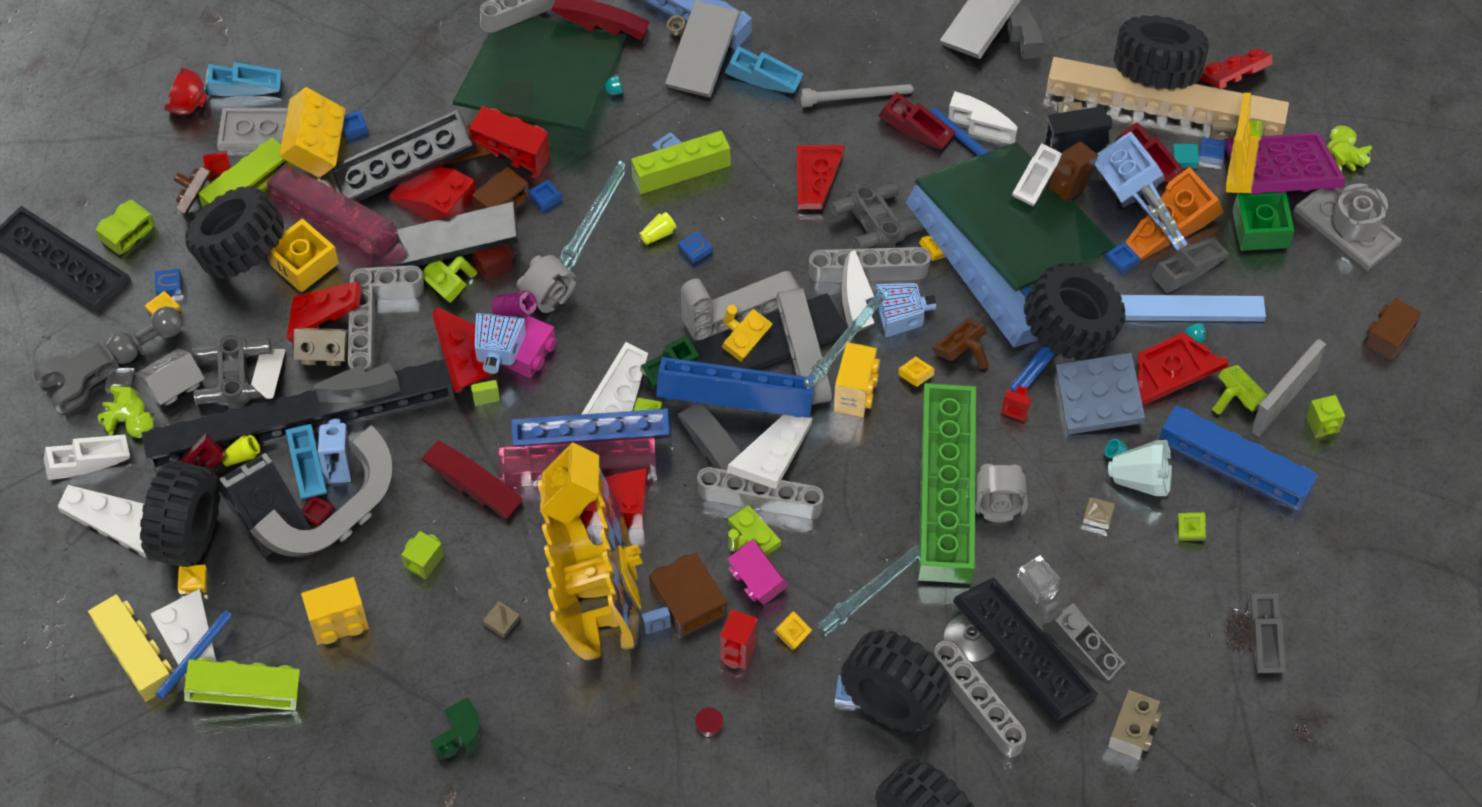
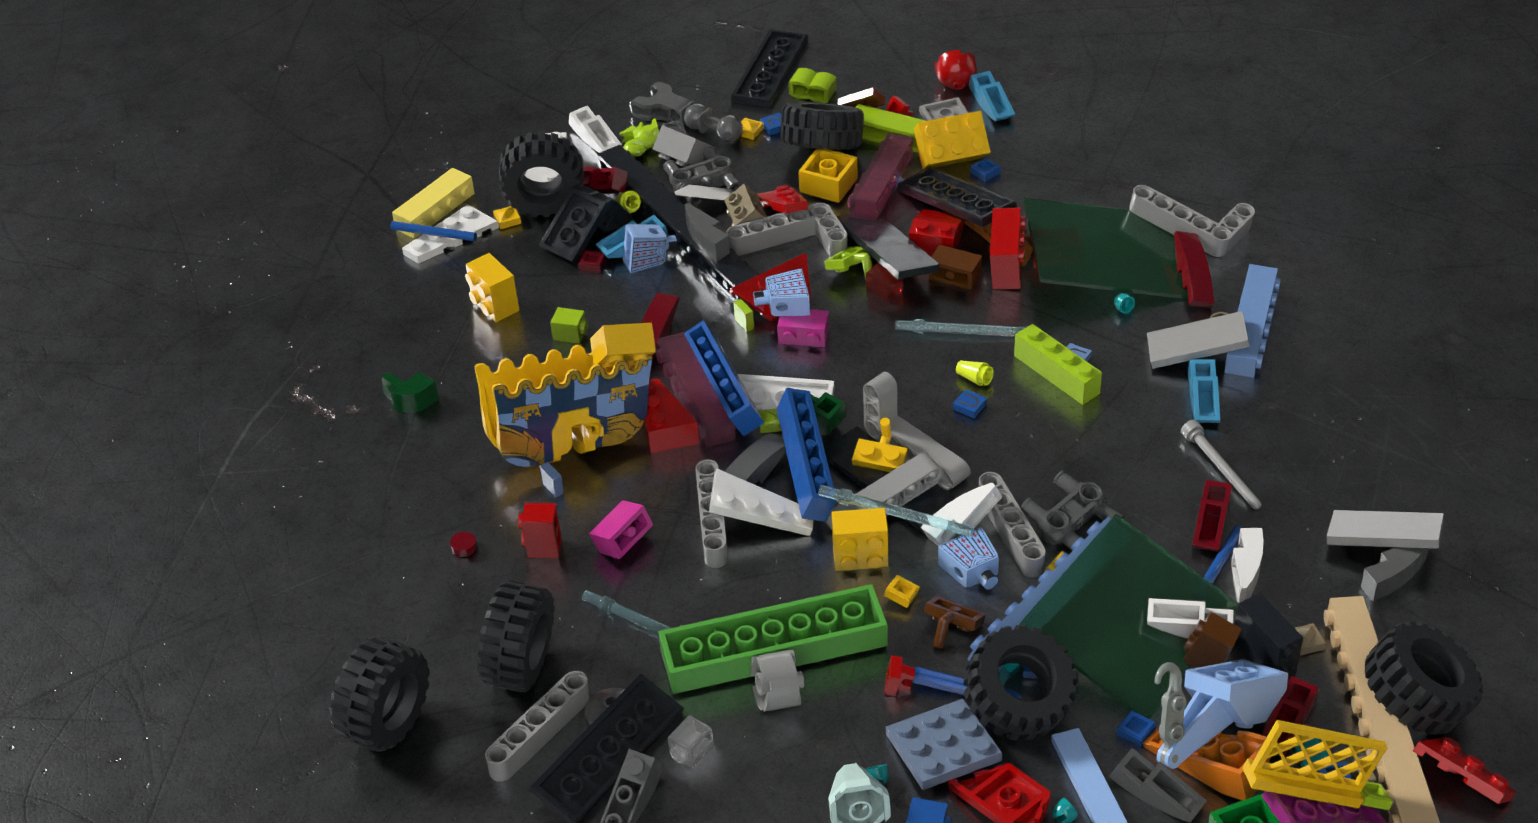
camera: 75 degrees right, 15 degrees down
(241, 684) = (413, 261): lime brick -> none
(377, 468) = (623, 278): light grey arch -> none
(514, 304) = (837, 301): magenta piece -> none
(545, 195) = (975, 296): blue tile -> none
(548, 281) = (869, 313): light grey brick -> none
(688, 593) = (586, 492): reddish brown brick -> none
(748, 526) = (670, 523): lime plate -> none
(792, 630) = (573, 573): yellow tile -> none
(816, 173) = (1102, 459): red wing -> none
(1098, 513) = (794, 778): dark tan tile -> none

